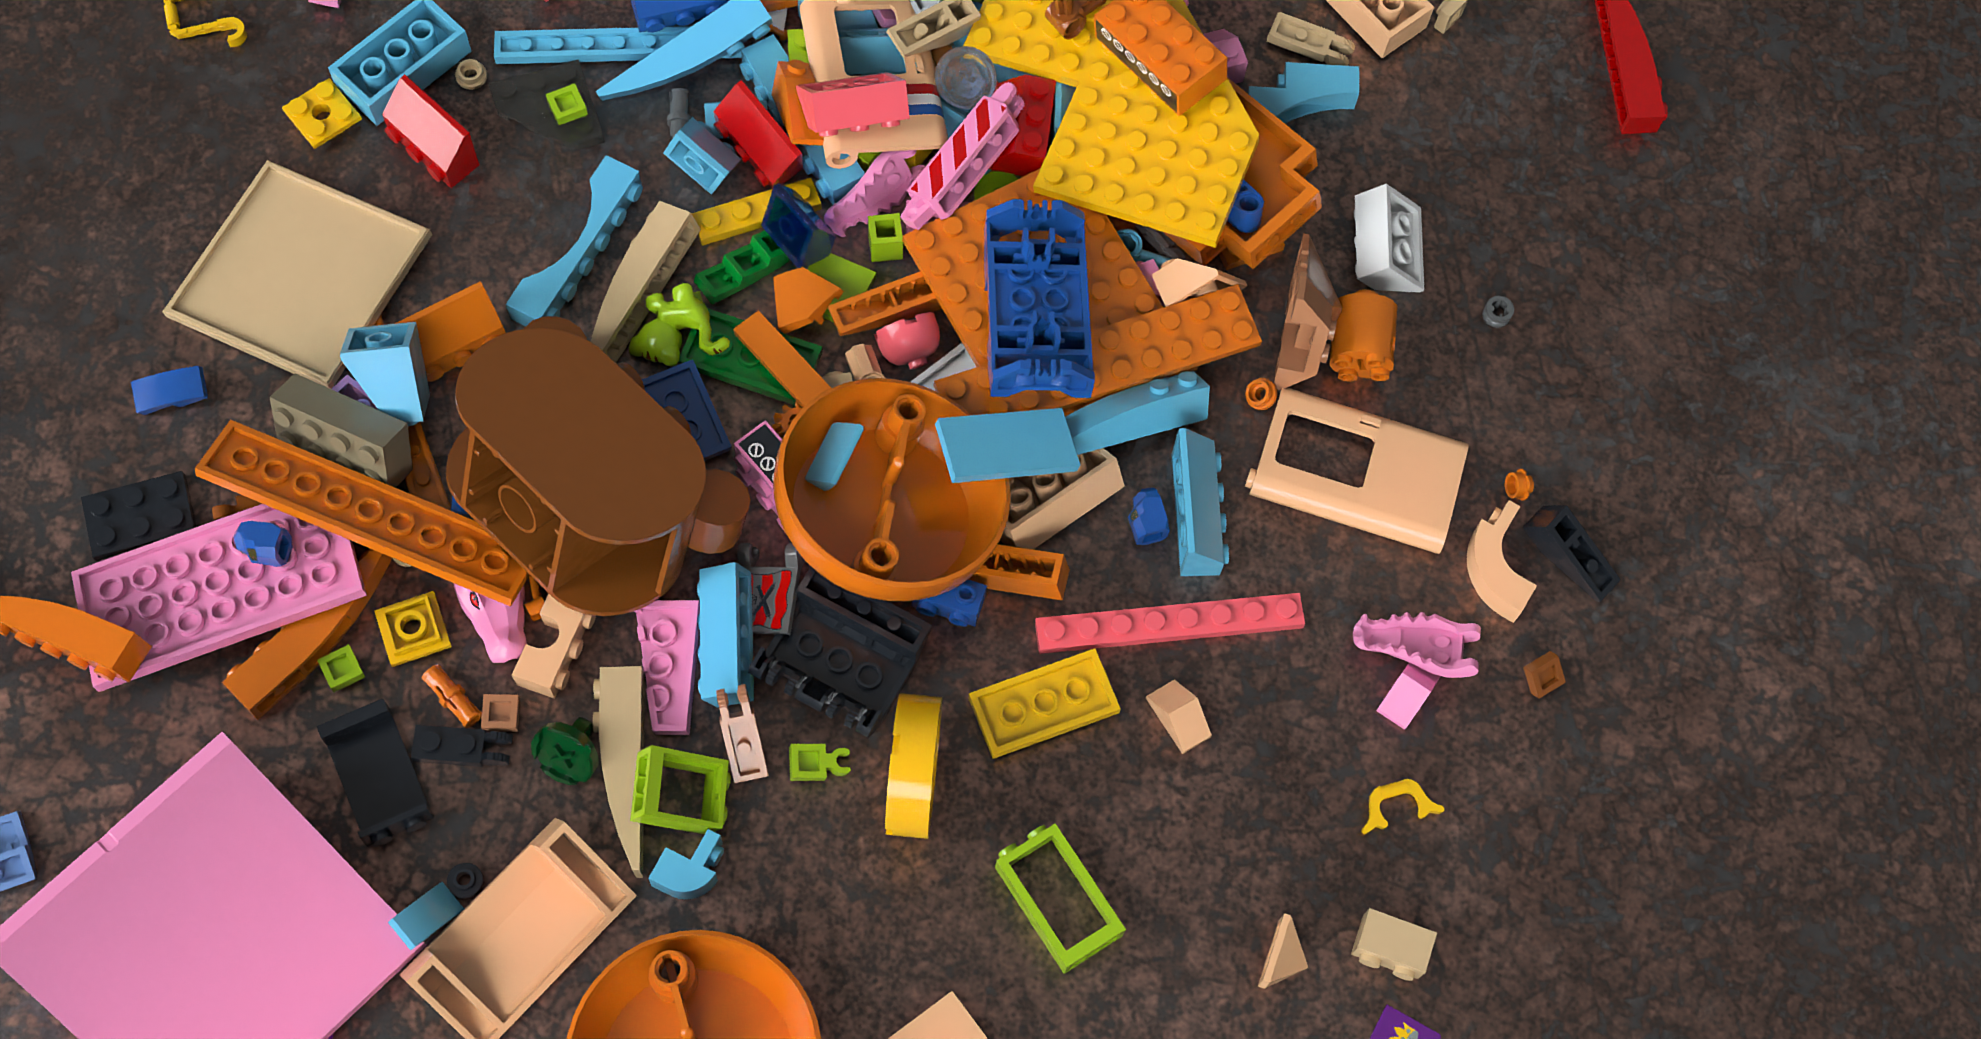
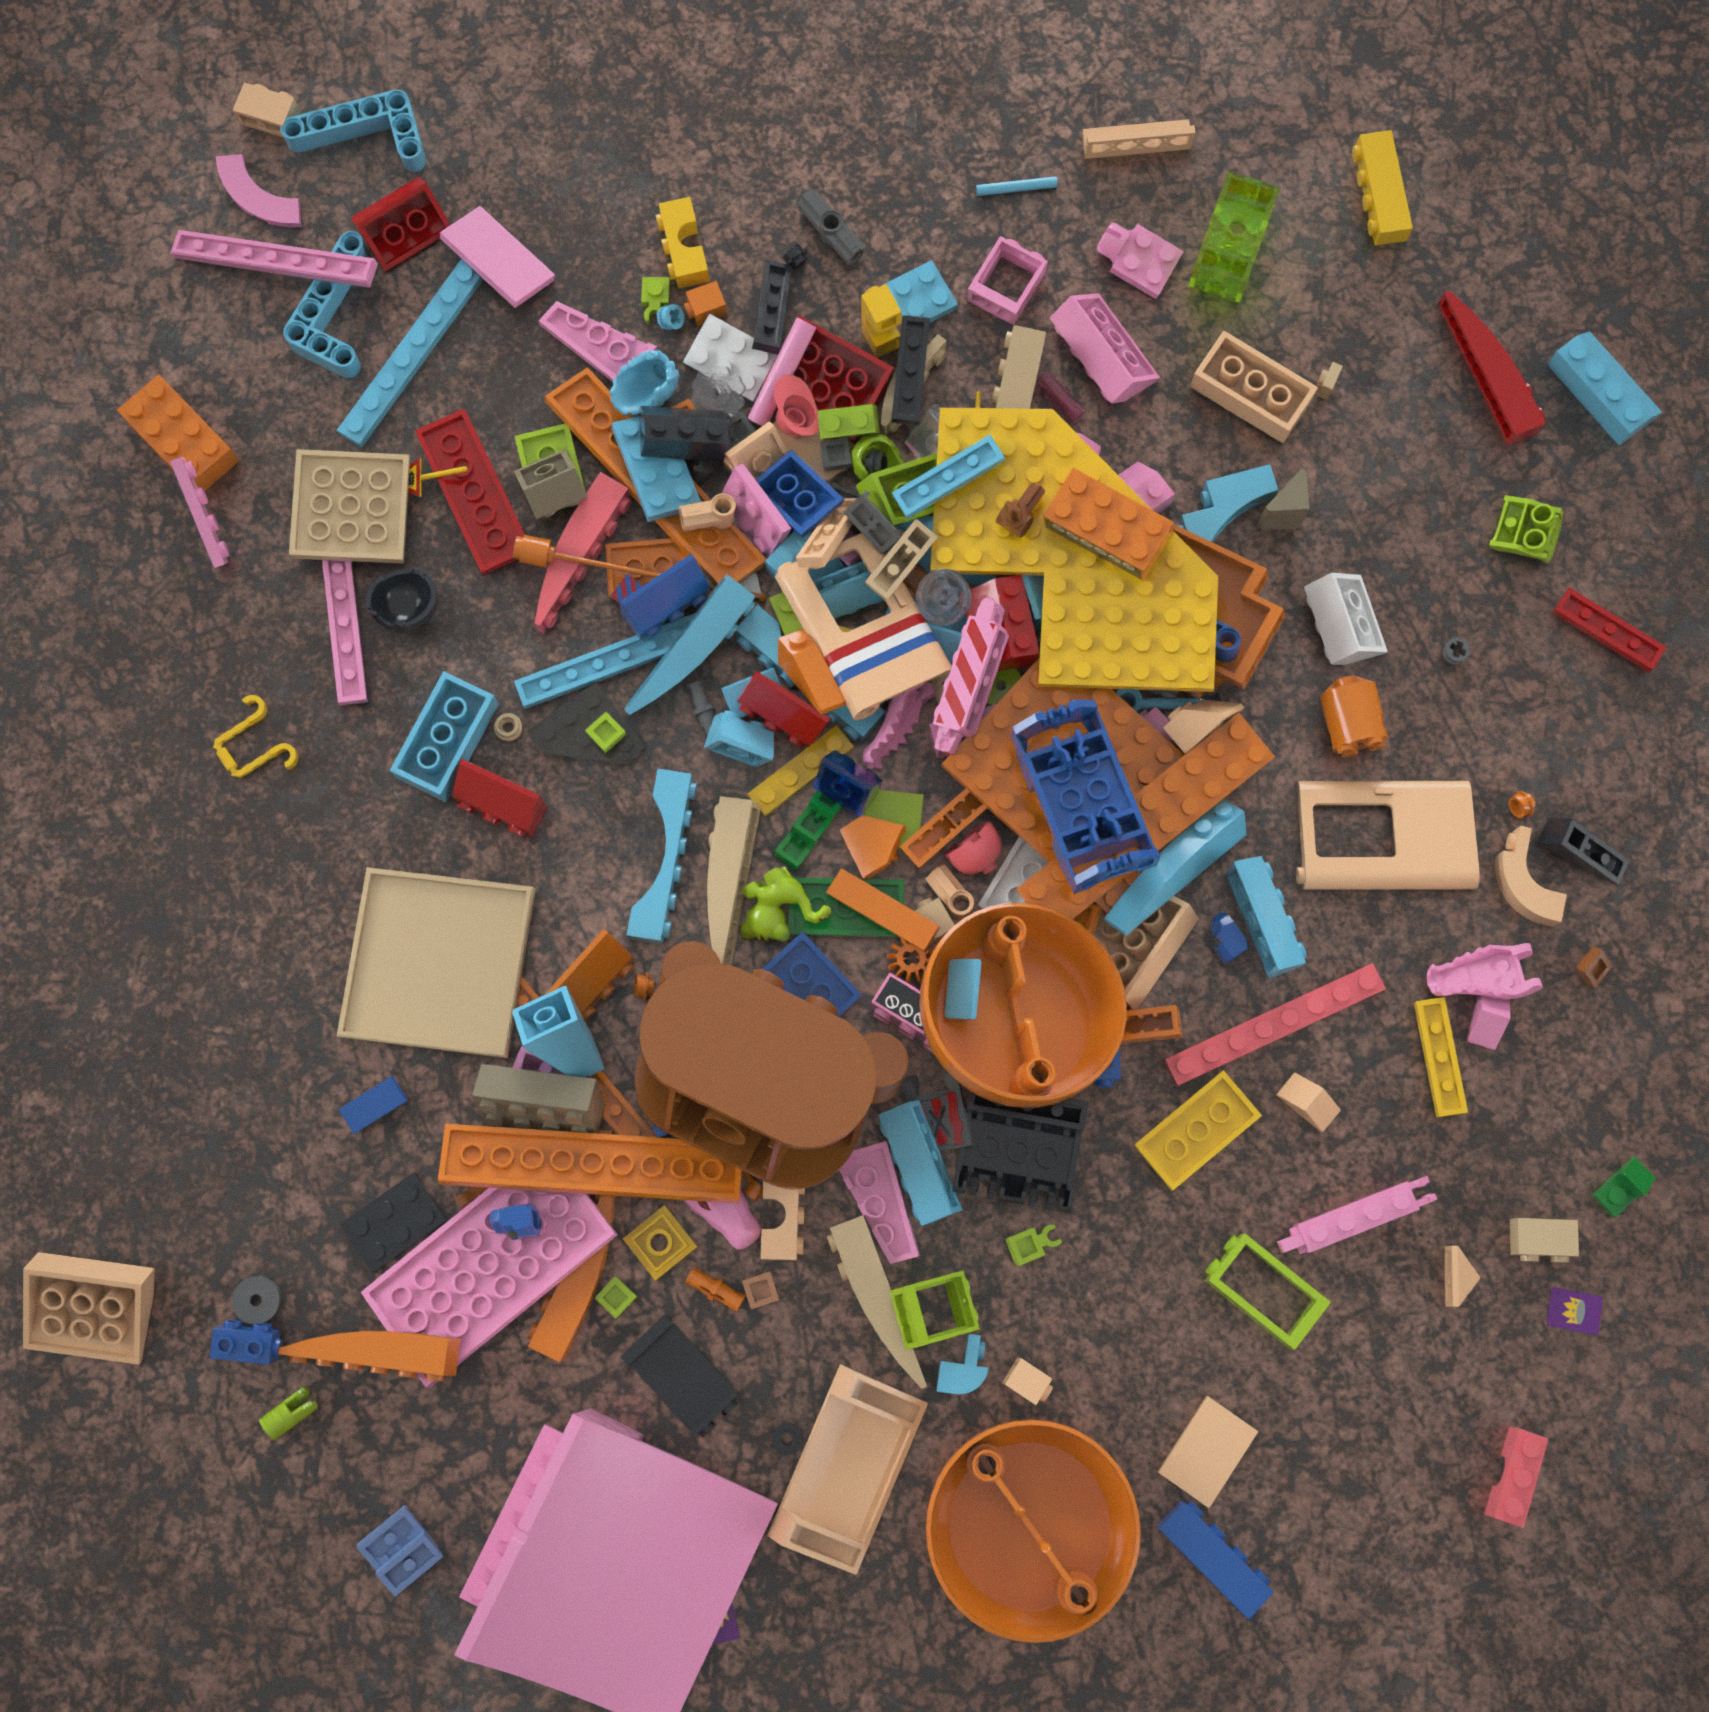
camera: 10 degrees left, 10 degrees up
(321, 98) = (391, 792): yellow piece -> none
(426, 915) = (771, 1483): medium azure slope -> none
(458, 746) = (735, 1329): black hinge -> none
(566, 751) = (829, 1308): dark green tile -> none
(742, 738) = (967, 1248): hinge -> none
(753, 901) = (1028, 1381): none -> light nougat brick
(854, 103) = (862, 660): coral slope -> none
(885, 237) = (922, 762): lime brick -> none
(913, 766) = (1120, 1230): yellow brick -> none
(1007, 445) = (1102, 931): medium azure tile -> none
(1187, 850) = (1355, 1217): none -> bright pink hinge
(1253, 393) = (1278, 801): orange plate -> none
(1309, 319) = (1304, 720): nougat wedge -> none
(1310, 40) = (1216, 448): tan hinge -> none
(1341, 715) = (1440, 1057): none -> yellow plate
(1360, 110) = (1288, 506): none -> dark tan slope
(1393, 789) = (1502, 1105): yellow helmet -> none
(1503, 921) = (1624, 1187): none -> green slope
(1615, 215) = (1528, 528): none -> lime slope
(1671, 341) = (1609, 630): none -> red plate
(1739, 106) = (1603, 387): none -> medium azure slope

